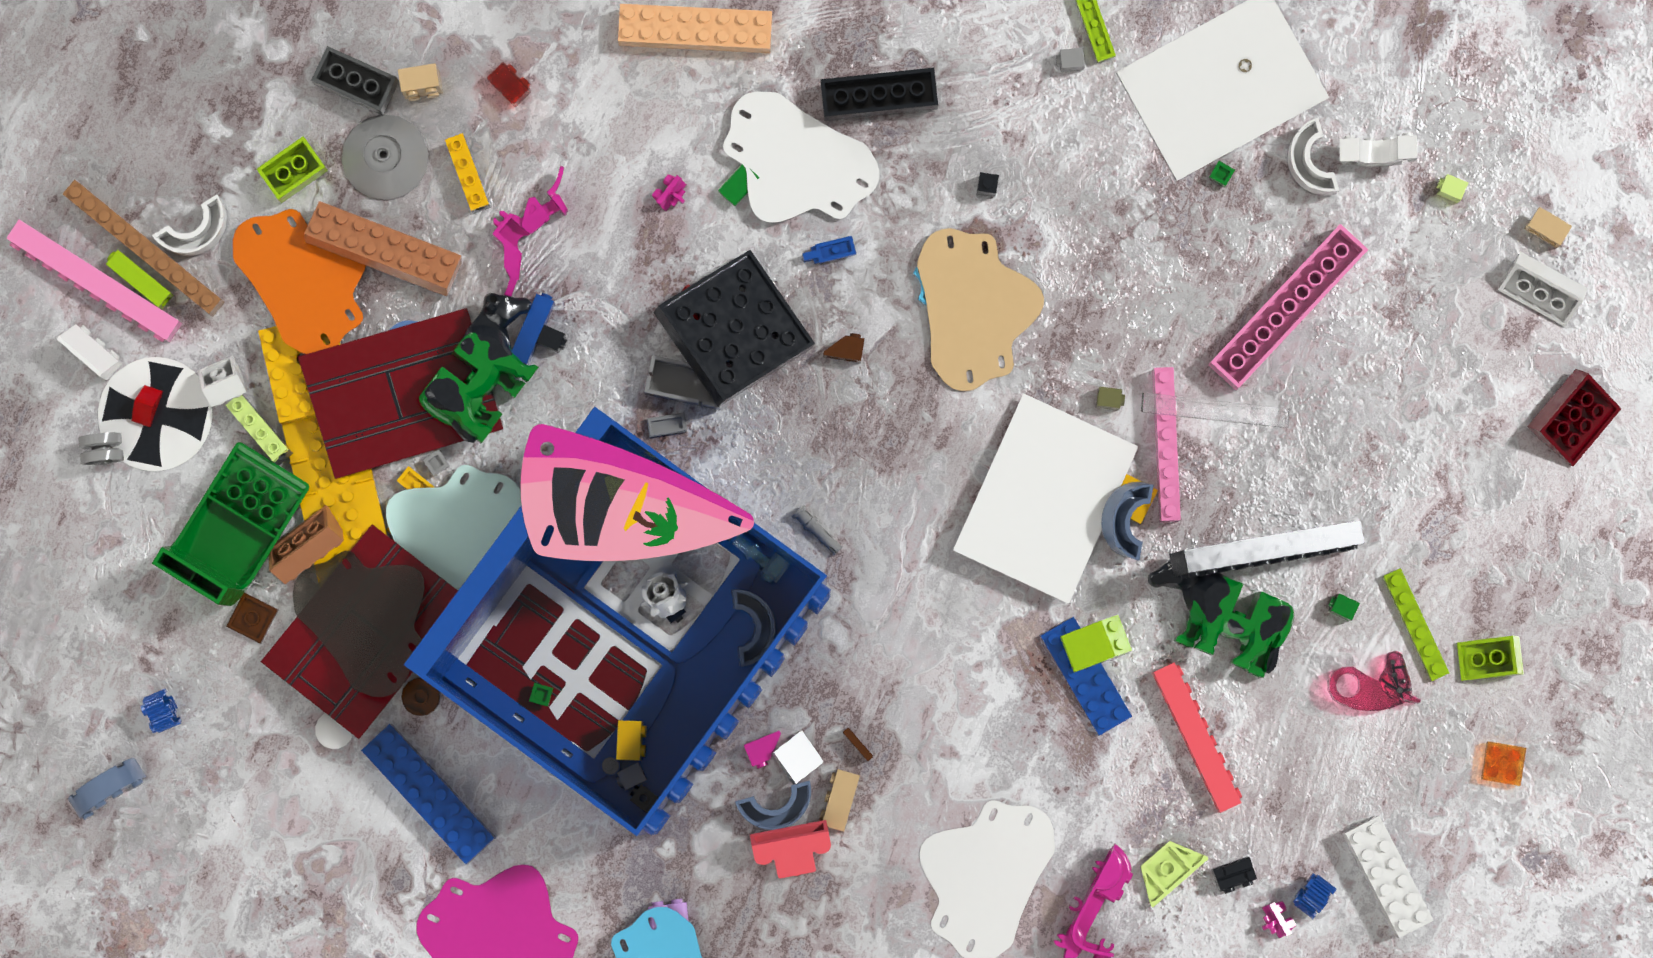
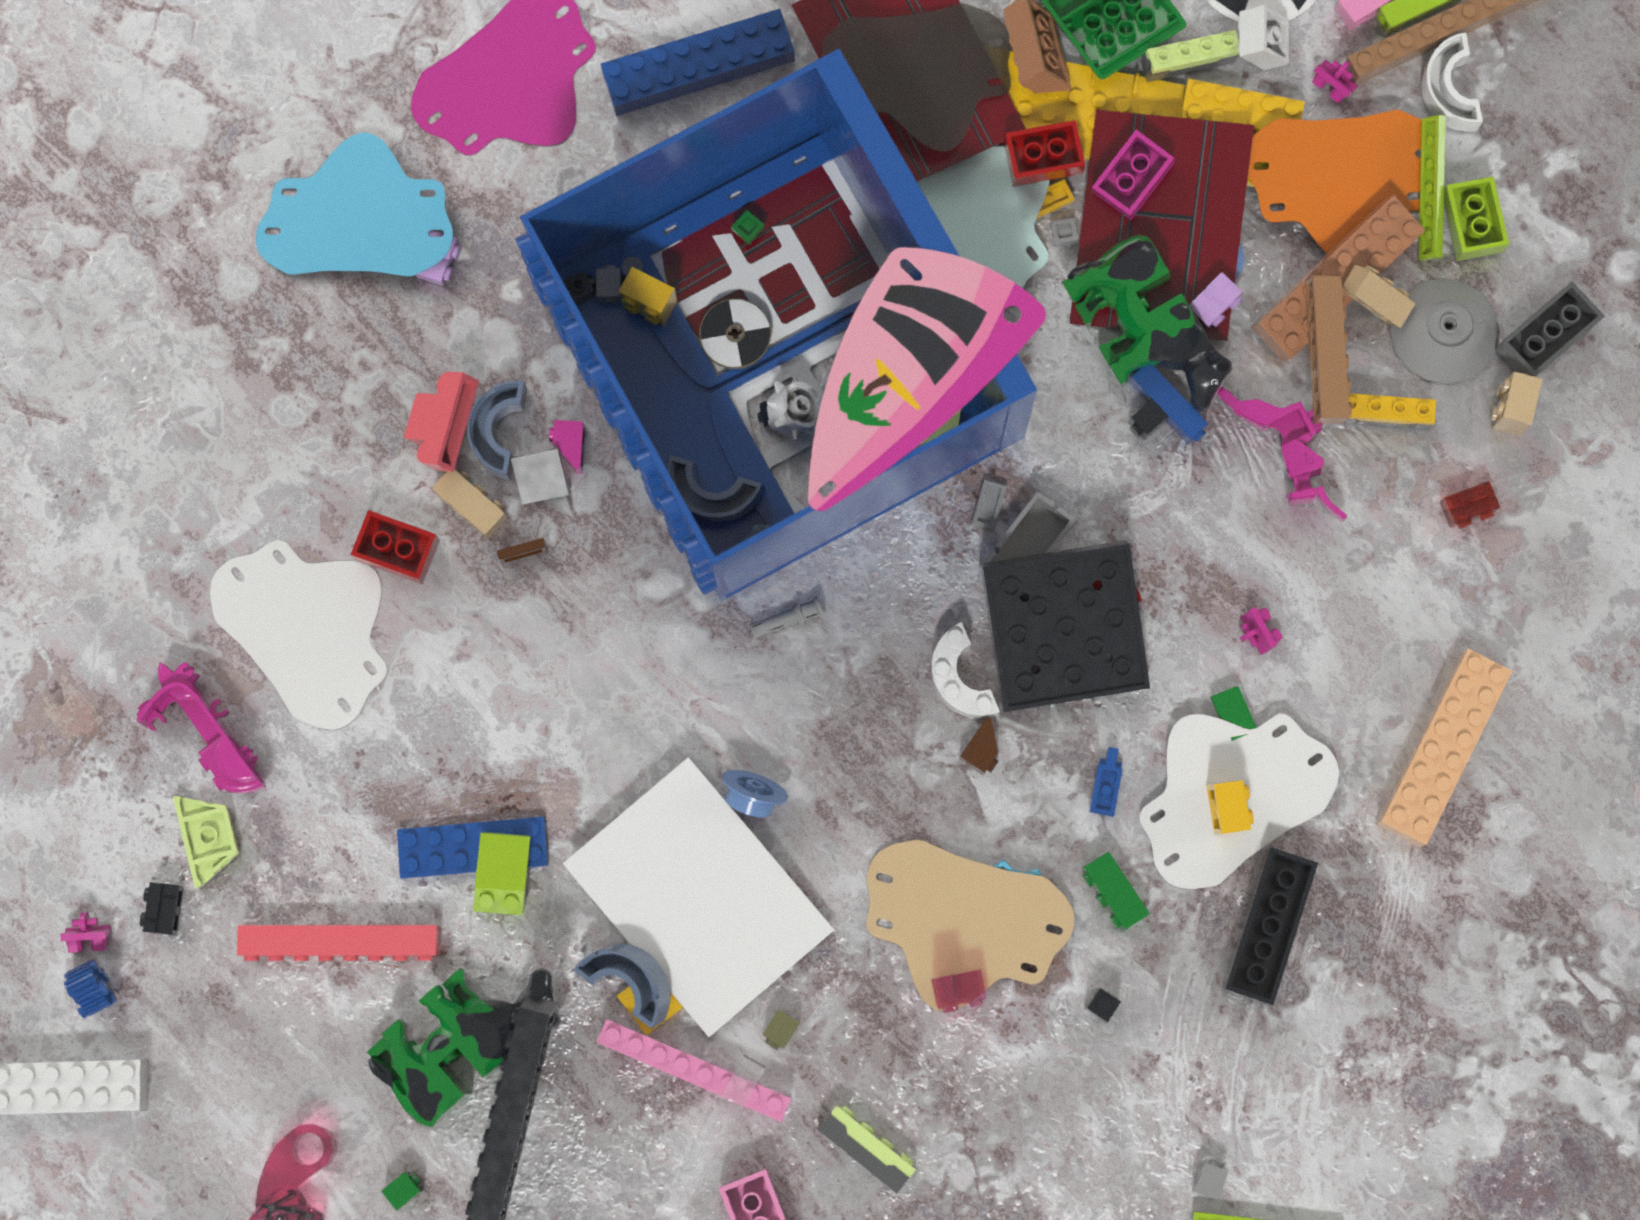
camera: 120 degrees right, 5 degrees down
(226, 316) = (1337, 76): none -> dark pink hips
(282, 210) = (1432, 187): none -> lime plate
(376, 427) = (1133, 175): none -> dark pink brick
(385, 212) = (1378, 295): none -> tan brick
(387, 501) = (1044, 153): none -> red brick
(443, 327) = (1216, 300): none -> lavender brick
(446, 229) = (1328, 350): none -> medium nougat brick
(625, 681) = (726, 350): none -> piece
(808, 397) = (948, 685): none -> white brick
(809, 157) = (1230, 807): none -> yellow brick
(899, 837) = (395, 547): none -> red brick
(904, 211) = (1114, 892): none -> green brick
(955, 493) = (752, 793): none -> medium blue piece
(1024, 288) = (959, 989): none -> clear pink brick
(1162, 302) = (866, 1149): none -> piece

